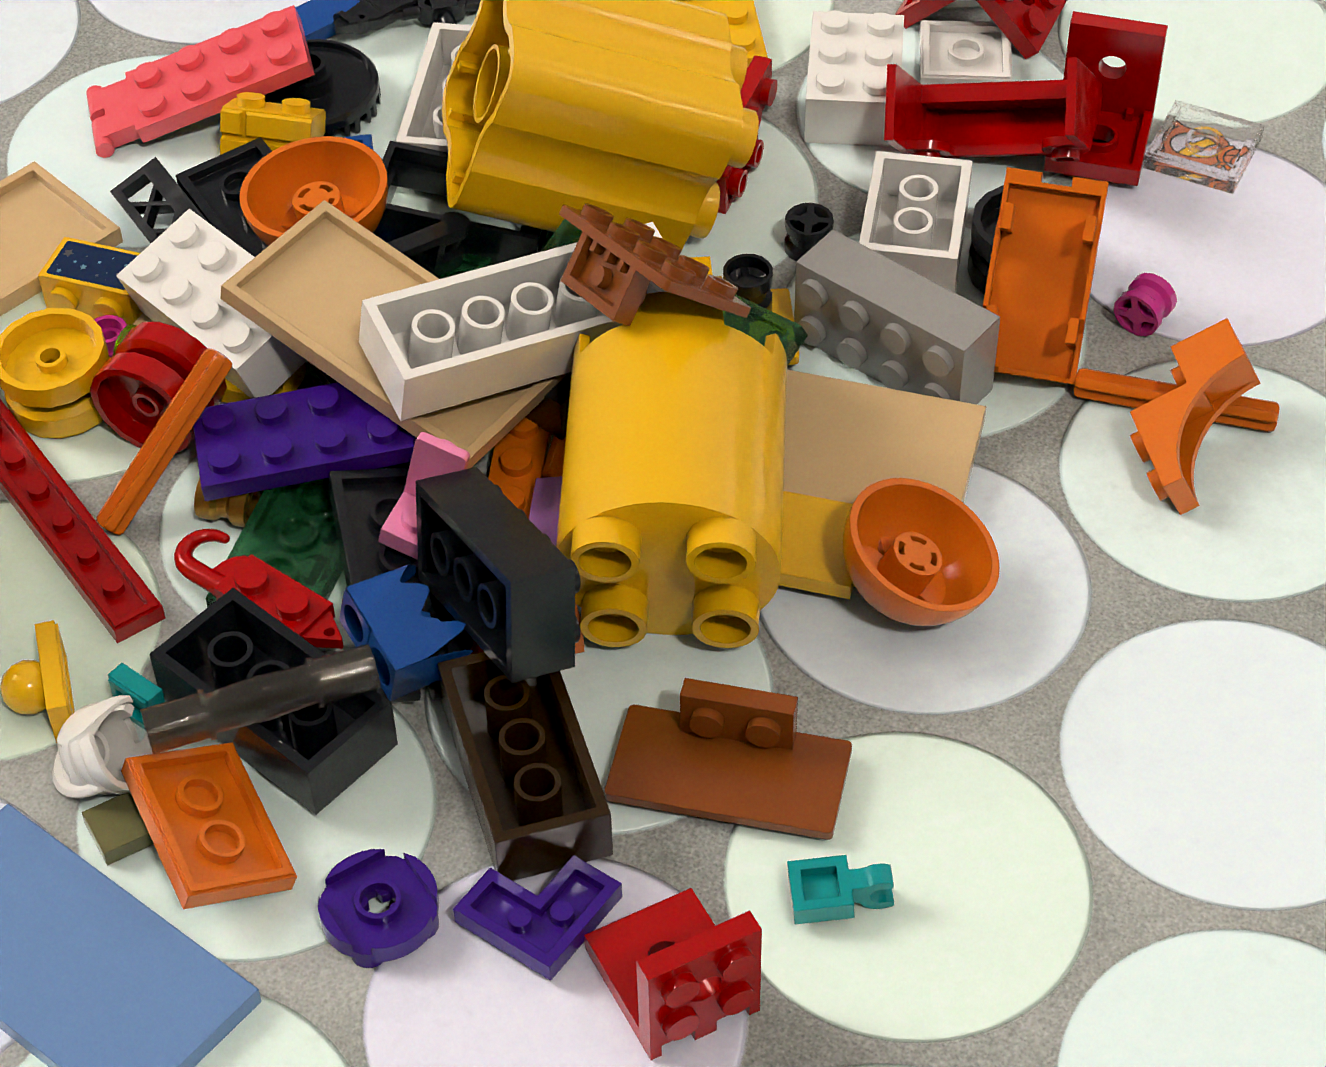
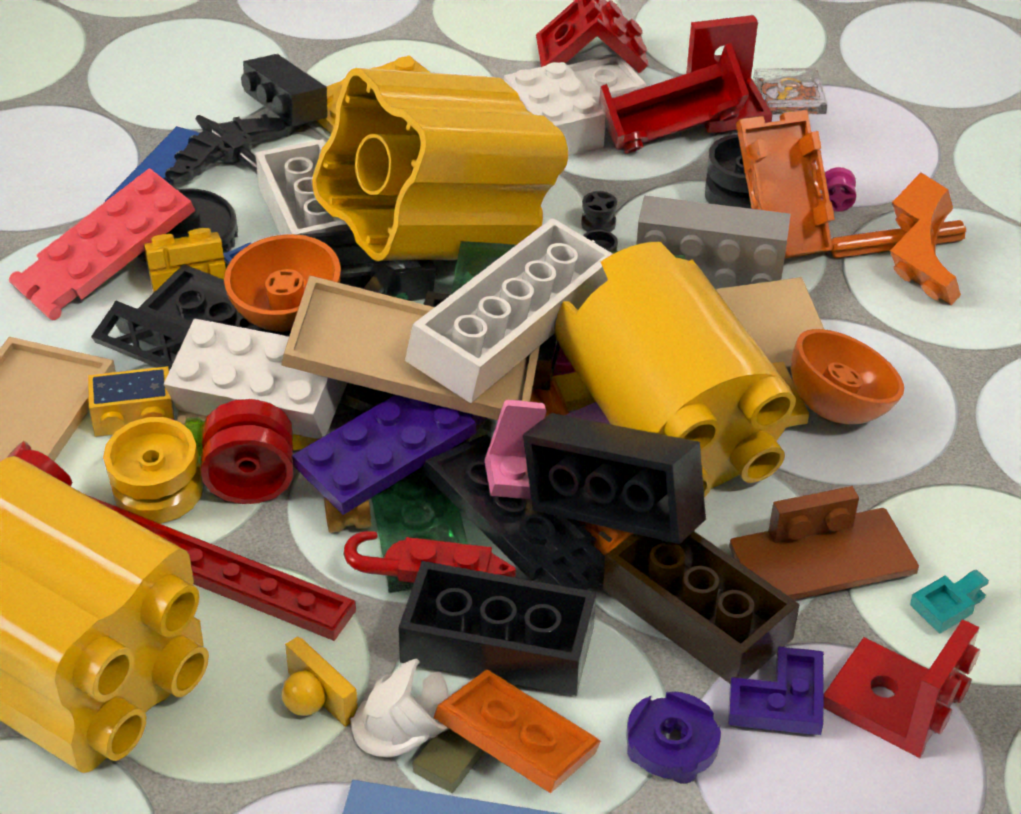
camera: 30 degrees left, 5 degrees down
(142, 691) = (387, 660): teal tile -> none
(164, 441) = (287, 484): orange axle -> none
(260, 698) = (512, 624): clear smoke piece -> none
(400, 635) = (560, 548): blue piece -> none
(619, 261) = (591, 244): dark orange bracket -> none
(918, 213) = (665, 170): white brick -> none

